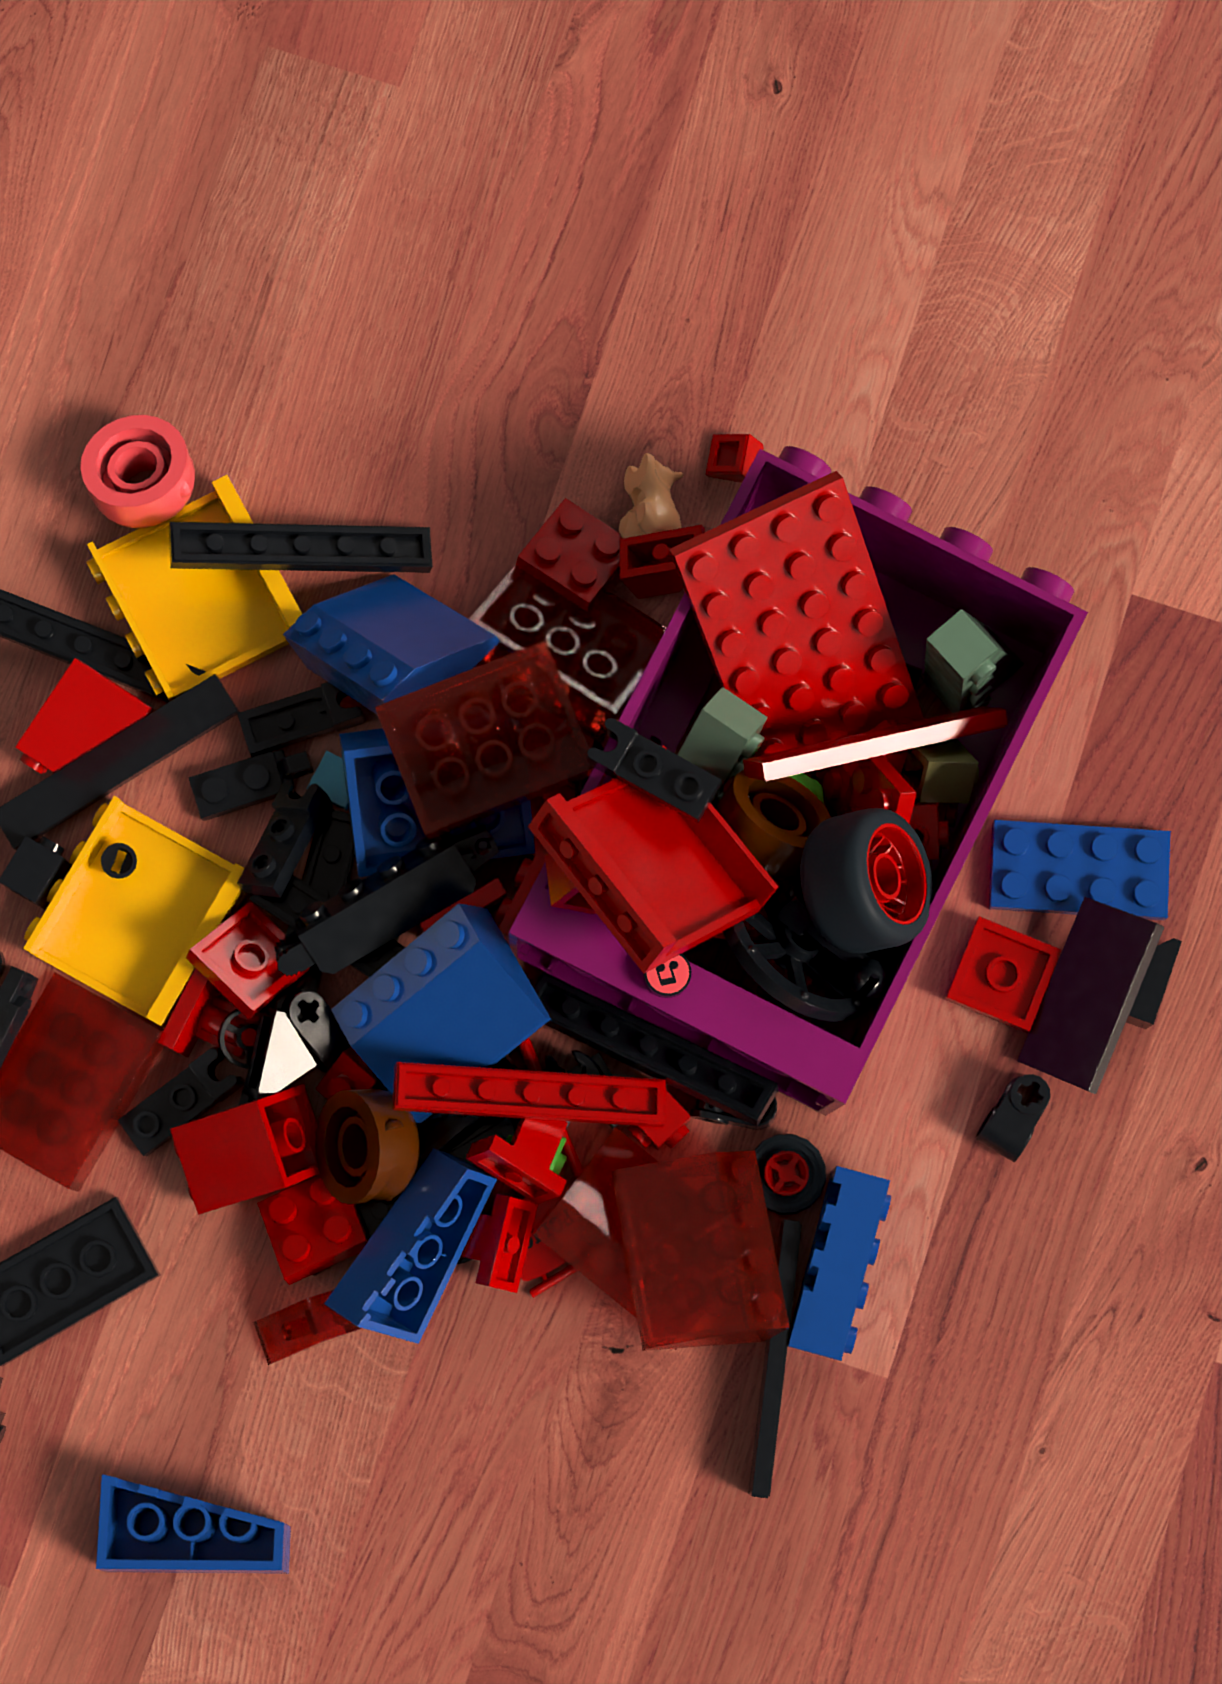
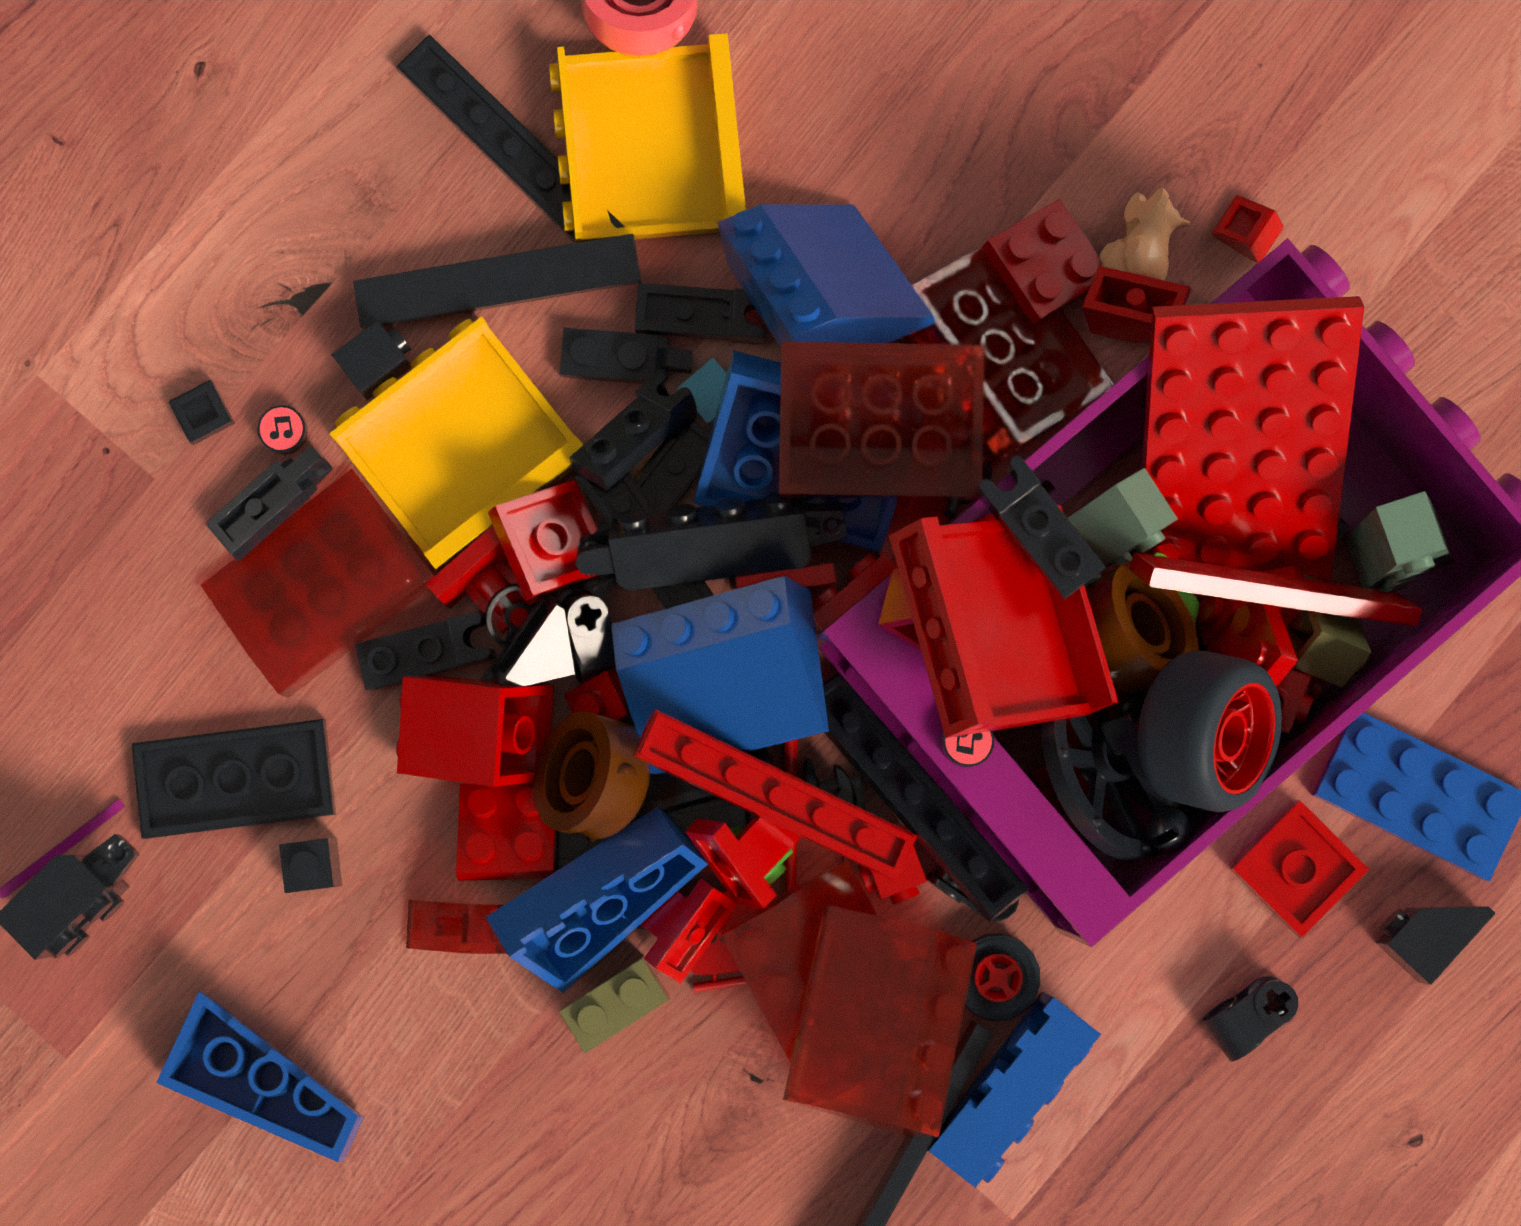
camera: 15 degrees right, 5 degrees up
(77, 718) = (477, 223): red slope -> none
(109, 857) = (468, 391): black hinge -> none
(155, 1326) = (310, 865): none -> black brick
(299, 547) = (770, 139): black tile -> none
(467, 1335) = (614, 1004): none -> olive brick
(1090, 994) = (1380, 928): black tile -> none

